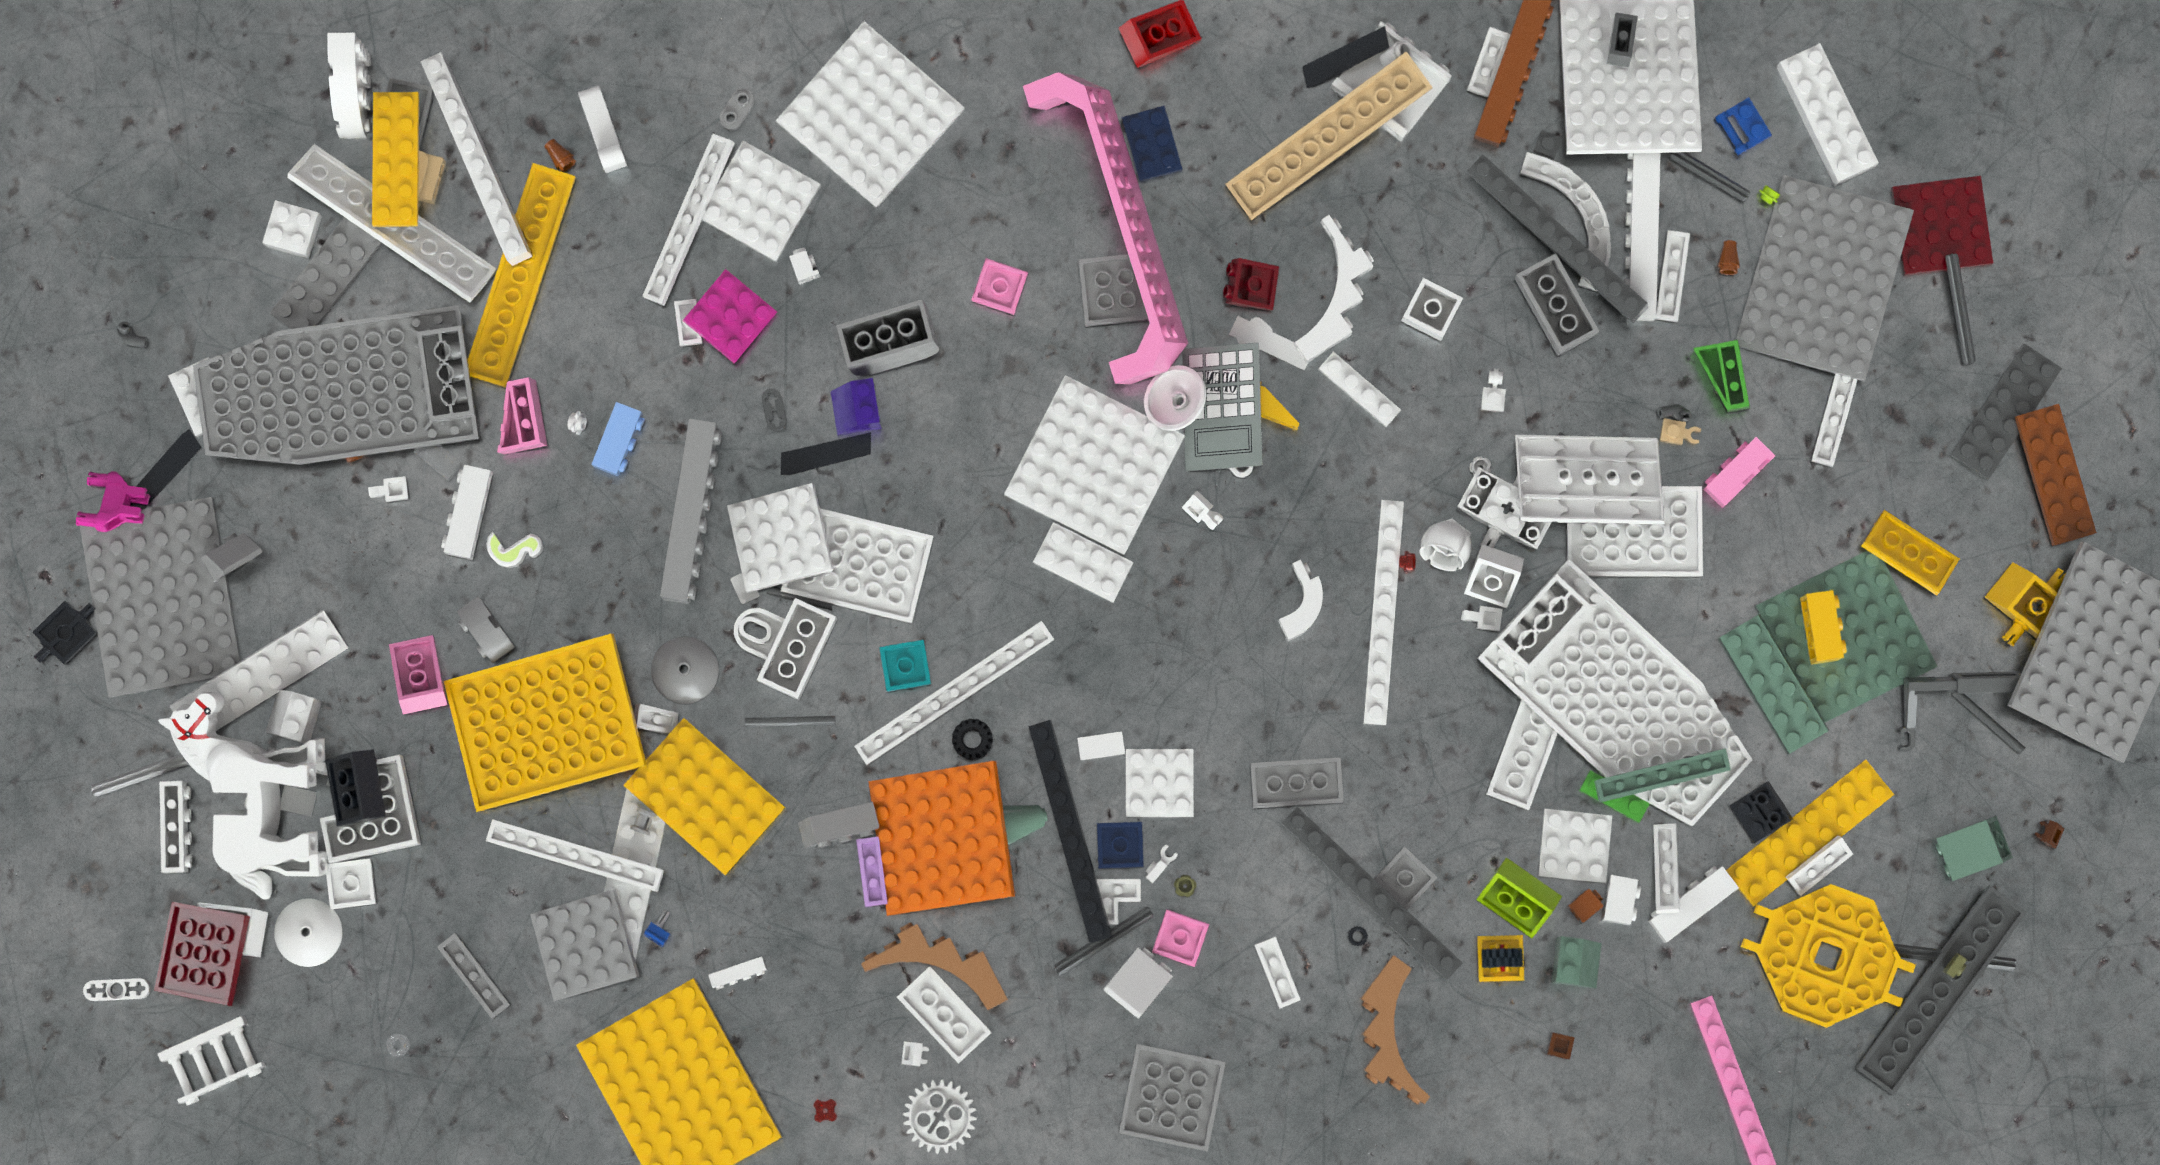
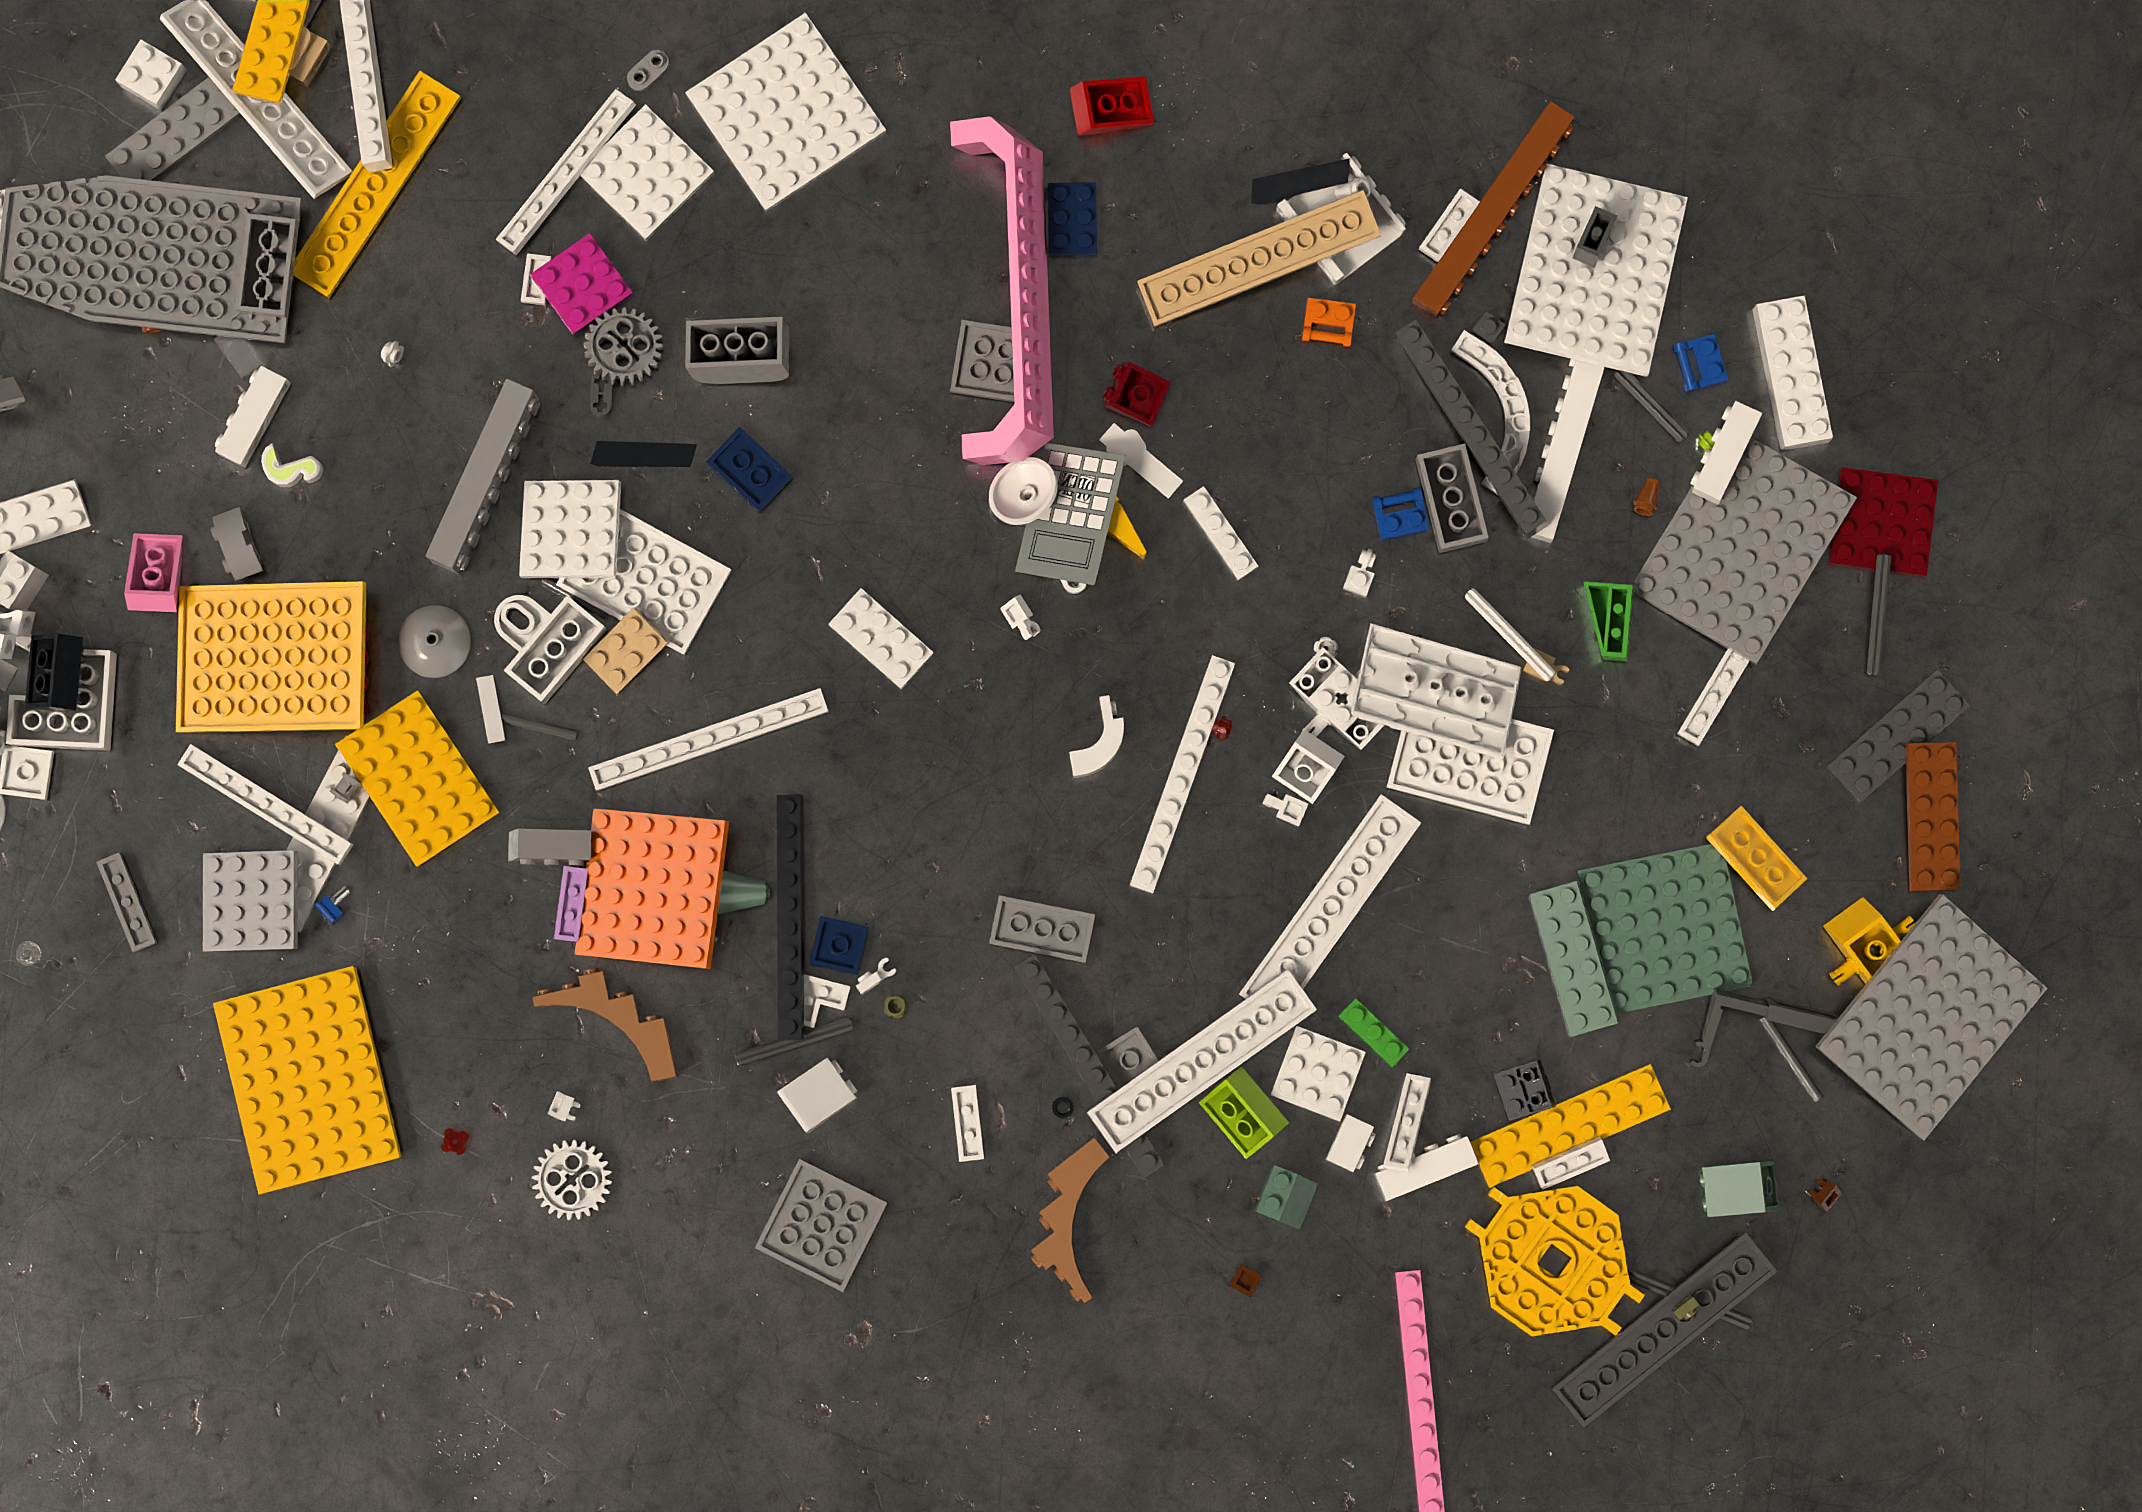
camera: 20 degrees right, 0 degrees up
(393, 489) = (181, 373): white plate -> none
(522, 418) = (335, 334): bright pink wedge -> none
(560, 156) = (451, 72): dark orange cone -> none
(602, 129) = (502, 56): white beam -> none
(618, 439) = (429, 382): light blue brick -> none
(655, 719) = (387, 683): white plate -> none
(737, 972) = (398, 972): white piece -> none
(738, 584) = (517, 581): white sticker -> none
(752, 717) = (490, 709): none -> white sticker
(794, 346) = (607, 360): none -> light grey gear
(803, 266) = (672, 252): white brick -> none
(856, 407) = (687, 413): dark purple slope -> none
(859, 633) = (625, 650): none -> tan plate
(905, 665) = (665, 697): teal plate -> none
(925, 442) = (749, 469): none -> dark blue plate
(944, 1014) = (606, 1074): white plate -> none
(962, 729) = (703, 782): black tyre -> none
(999, 286) = (872, 326): bright pink plate -> none
(1094, 465) = (920, 540): white plate -> none
(1101, 746) = (847, 836): white tile -> none
(1159, 783) = (898, 891): white plate -> none
(1180, 938) = (875, 1060): bright pink plate -> none
(1332, 326) = (1208, 460): white arch -> none
(1403, 169) = (1329, 314): none -> orange plate
(1432, 309) = (1318, 469): white brick -> none
(1446, 545) = (1266, 720): white piece -> none
(1471, 862) = (1201, 1061): none -> white plate
(1500, 958) = (1206, 1171): yellow plate -> none
(1518, 336) = (1403, 521): none -> blue plate
(1586, 905) = (1312, 1139): dark orange brick -> none
(1613, 690) = (1405, 928): white wing -> none
(1640, 412) = (1510, 634): none -> white axle
(1662, 775) = (1429, 1023): sand green plate -> none
(1672, 276) = (1582, 500): white plate -> none
(1675, 411) = (1548, 644): dark grey arm -> none
(1738, 471) = (1596, 724): bright pink wedge -> none
(1788, 201) = (1726, 452): none -> white brick
(1823, 627) = (1641, 911): yellow brick -> none

